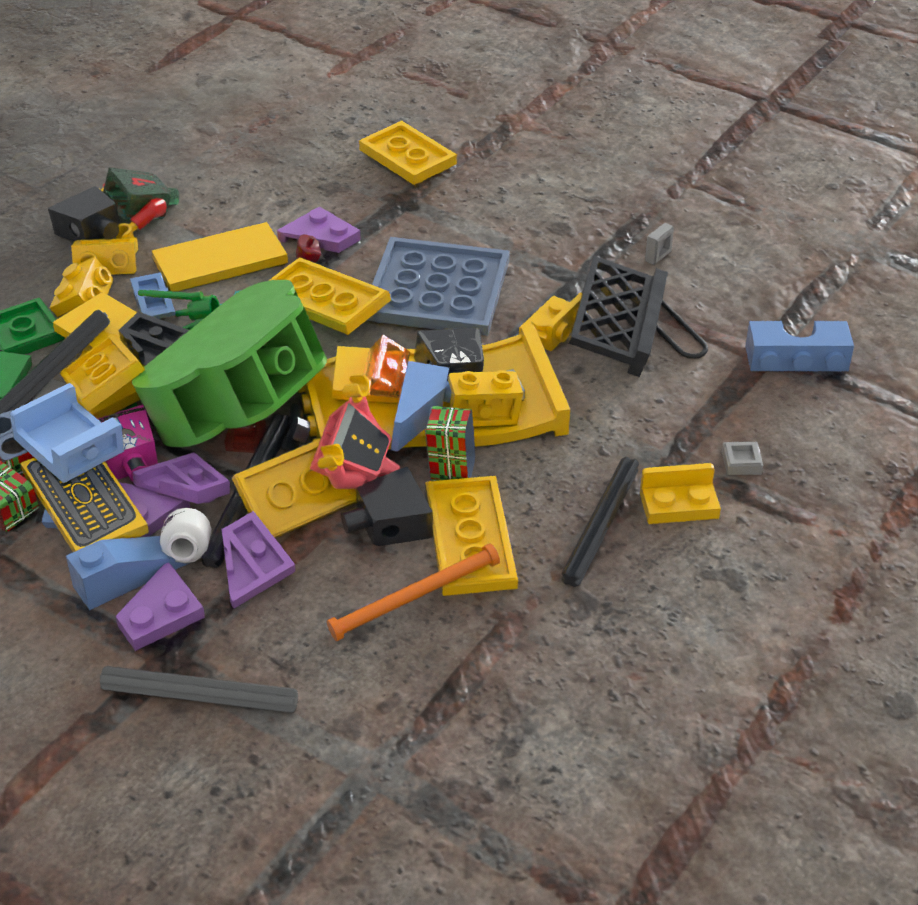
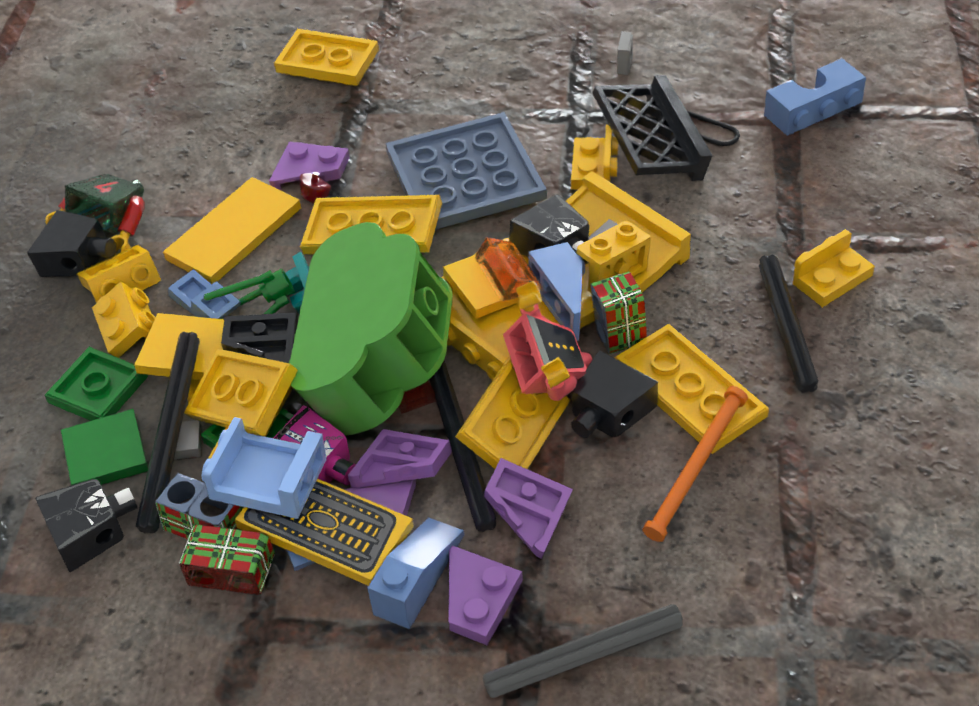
camera: 25 degrees left, 5 degrees up
(185, 535) = (451, 511): white head -> none
(298, 428) = (463, 363): black bar -> none
(742, 458) = (849, 214): light grey tile -> none

